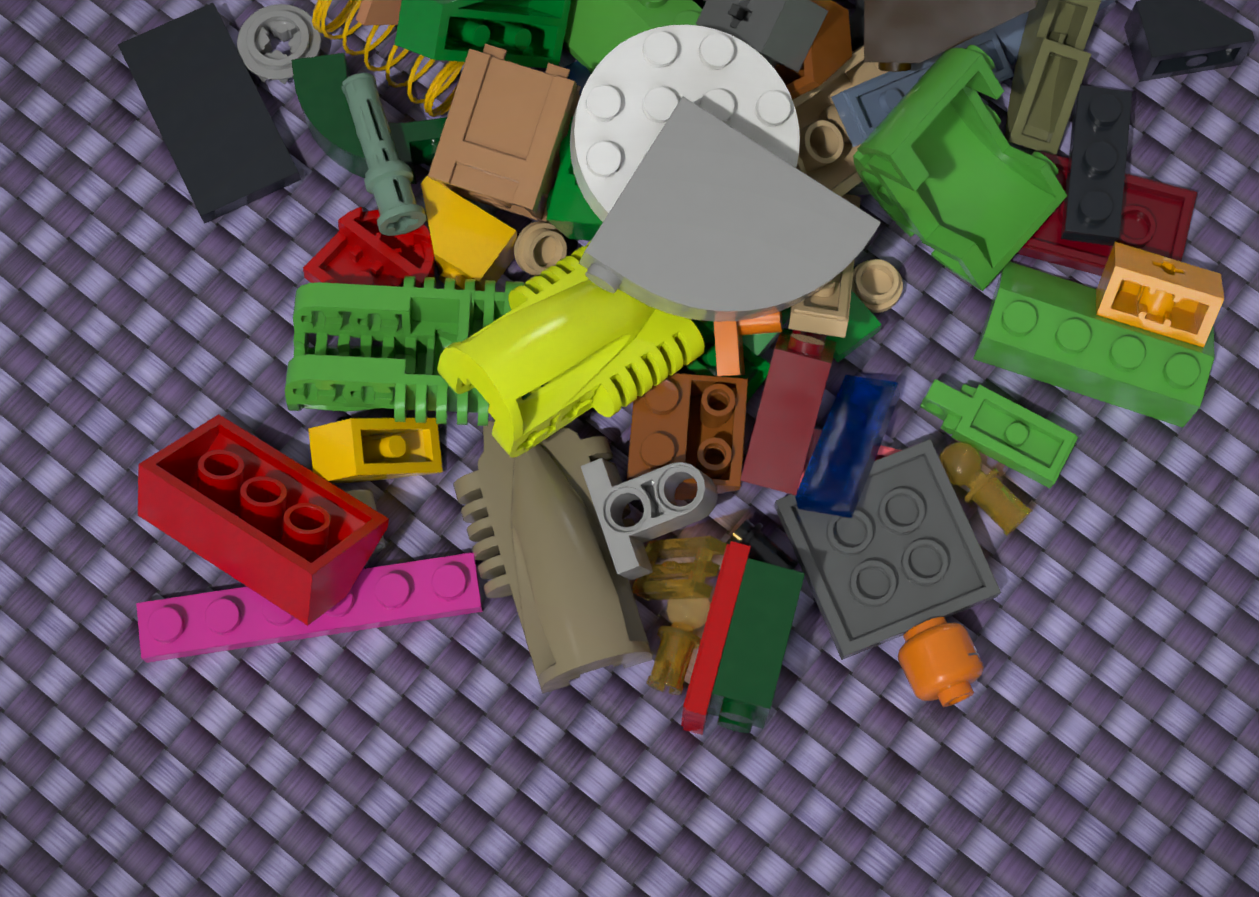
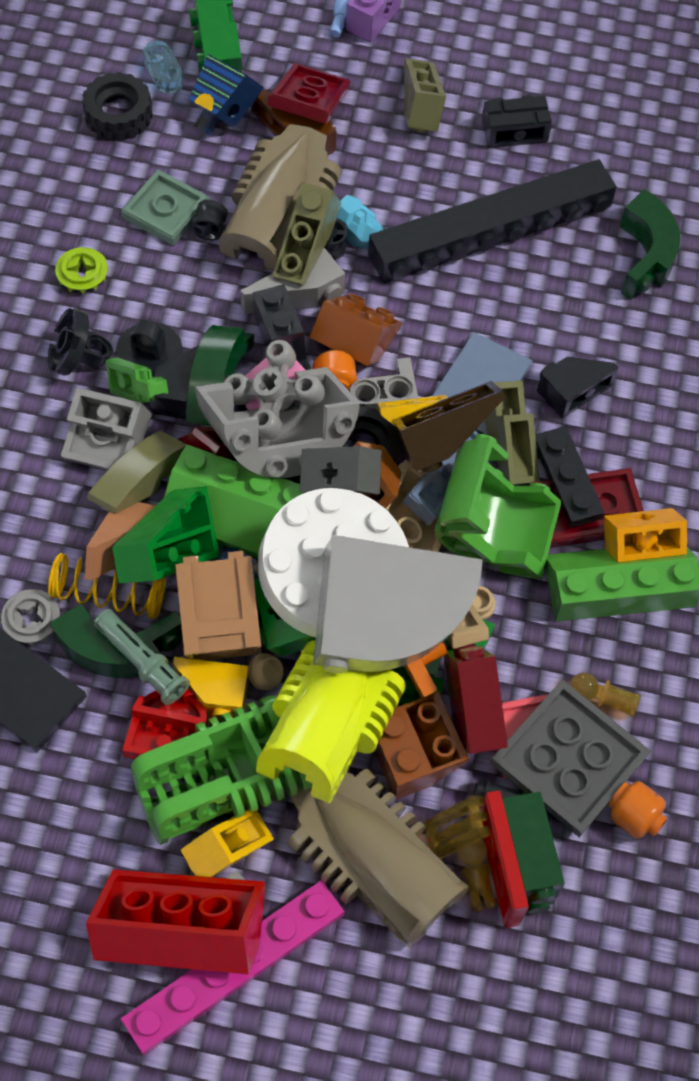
camera: 30 degrees left, 10 degrees down
(660, 509) = (434, 797): light grey tile -> none
(848, 446) = (519, 706): clear blue tile -> none
(1001, 430) = (596, 655): bright green hinge -> none

